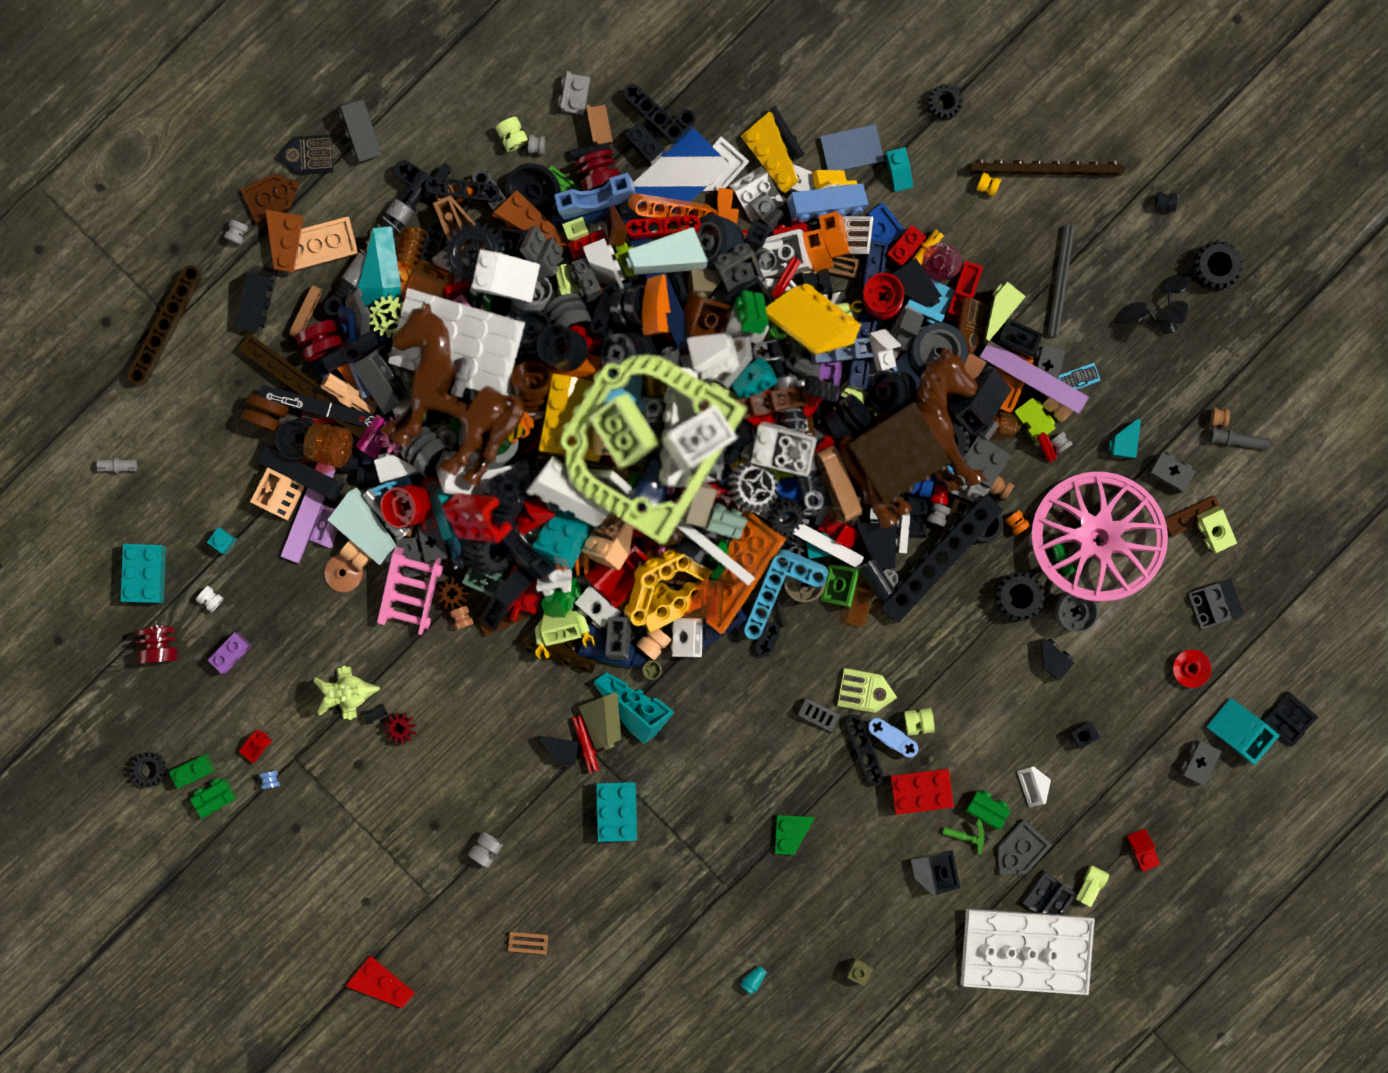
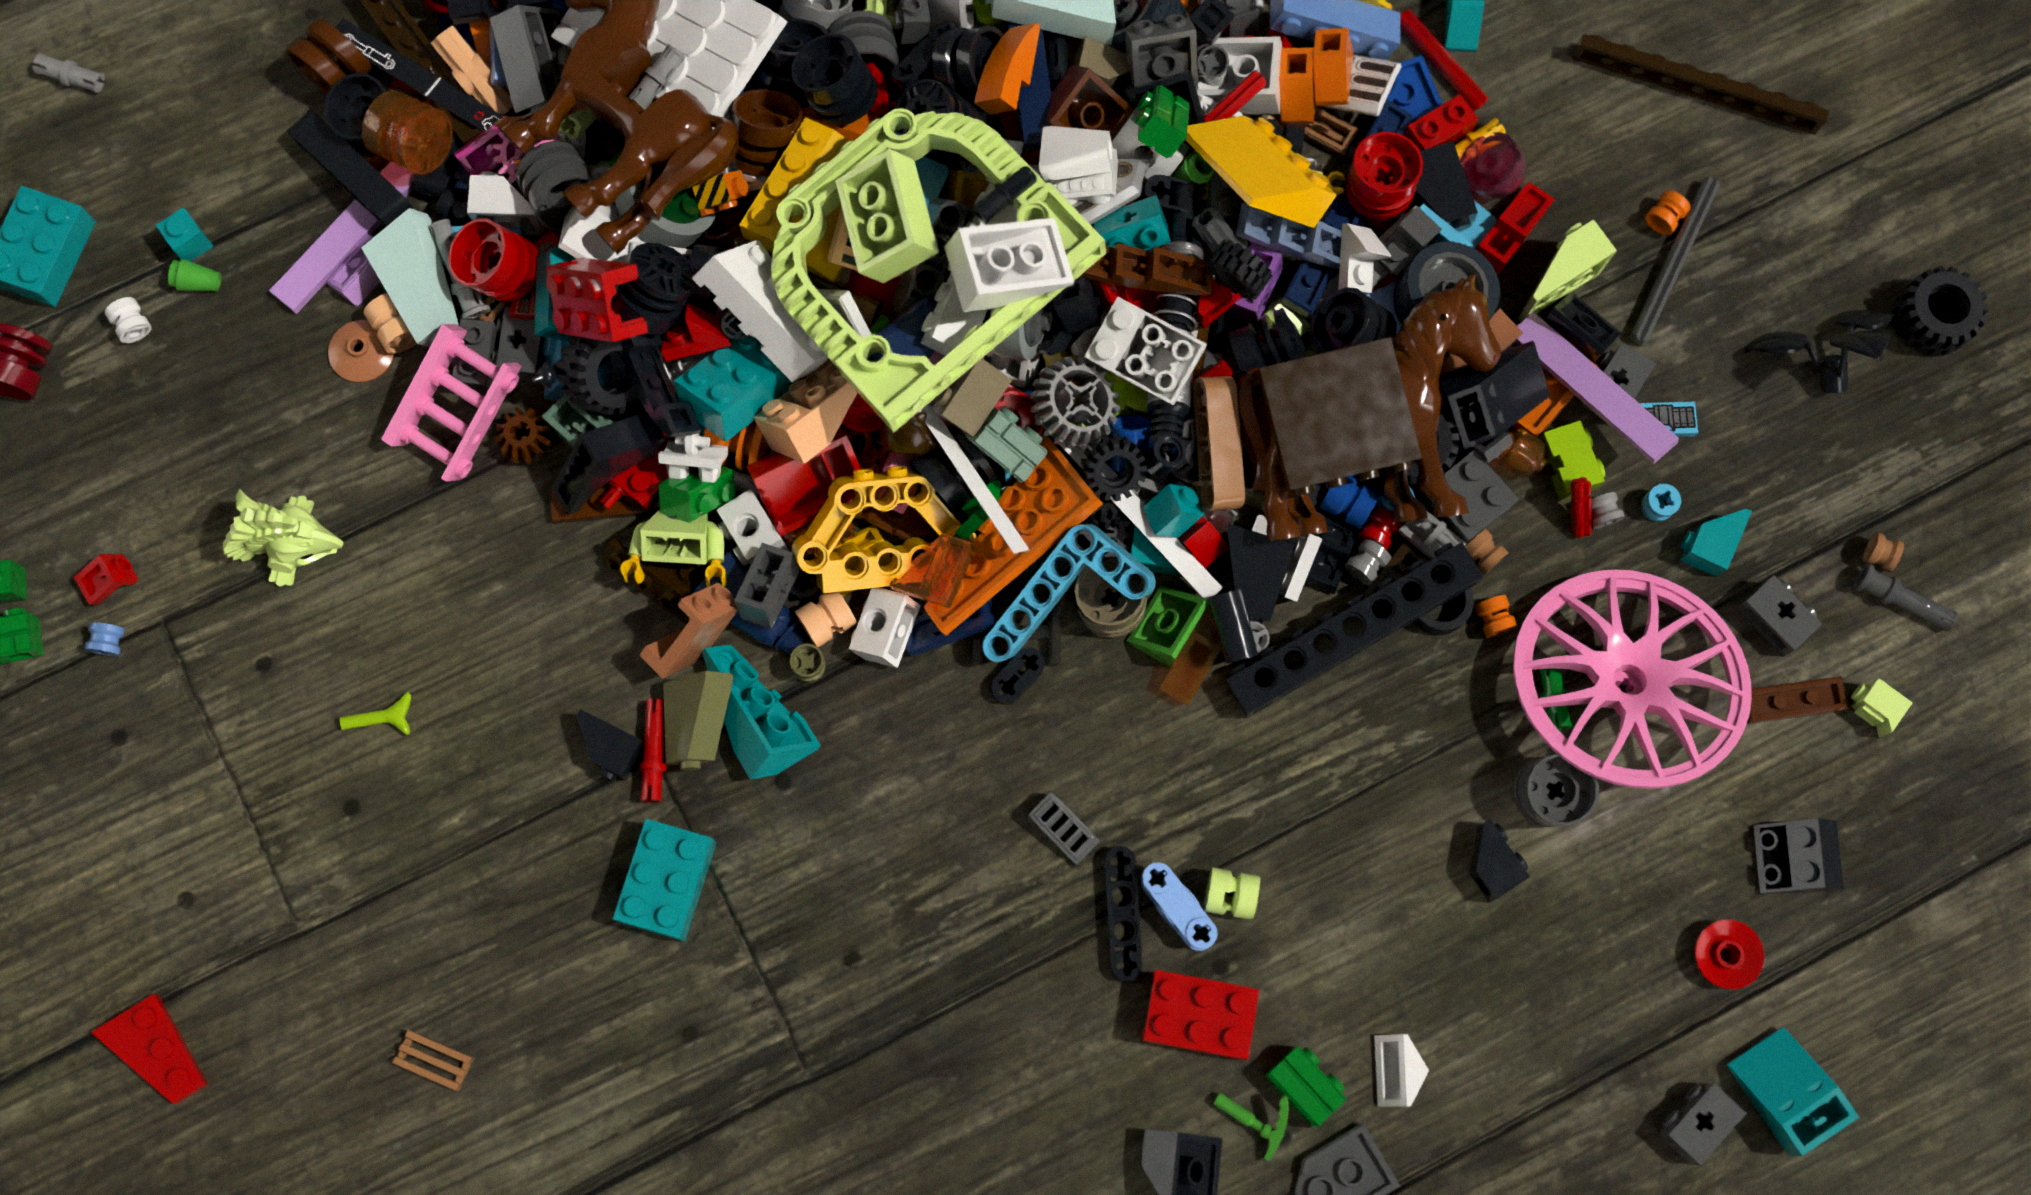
camera: 10 degrees right, 10 degrees down
(229, 653) = (124, 414): medium lavender brick -> none
(235, 562) = (193, 277): none -> bright green cone
(277, 494) = (301, 190): light nougat slope -> none
(374, 714) = (322, 589): black pin -> none
(403, 722) = (363, 633): dark red gear -> none
(439, 769) = (394, 715): none -> lime piece
(461, 617) = (523, 478): nougat wheel -> none
(485, 849) = (417, 873): light grey wheel -> none
(581, 684) = (709, 615): none -> nougat panel
(684, 399) = (1004, 194): none -> black axle
(791, 832) = (950, 1016): green wing -> none
(824, 526) = (1173, 510): none -> teal brick
(864, 691) = (1153, 815): yellowish green tile -> none
(895, 200) = (1442, 60): none -> red axle
(973, 322) = (1518, 270): reddish brown tile -> none
(984, 183) = (1592, 75): yellow wheel -> none
(1036, 596) = (1485, 718): black tyre -> none
(1049, 254) = (1666, 214): none -> orange wheel
(1060, 411) = (1620, 453): light nougat wheel -> none
(1090, 431) = (1654, 506): none -> medium azure wheel
(1092, 735) = (1524, 1009): black brick -> none
(1163, 201) = (1878, 190): black wheel -> none
(1224, 537) = (1845, 745): yellowish green brick -> none
(1239, 505) = (1880, 705): none -> yellowish green window
(1290, 718) = (1881, 1097): black slope -> none

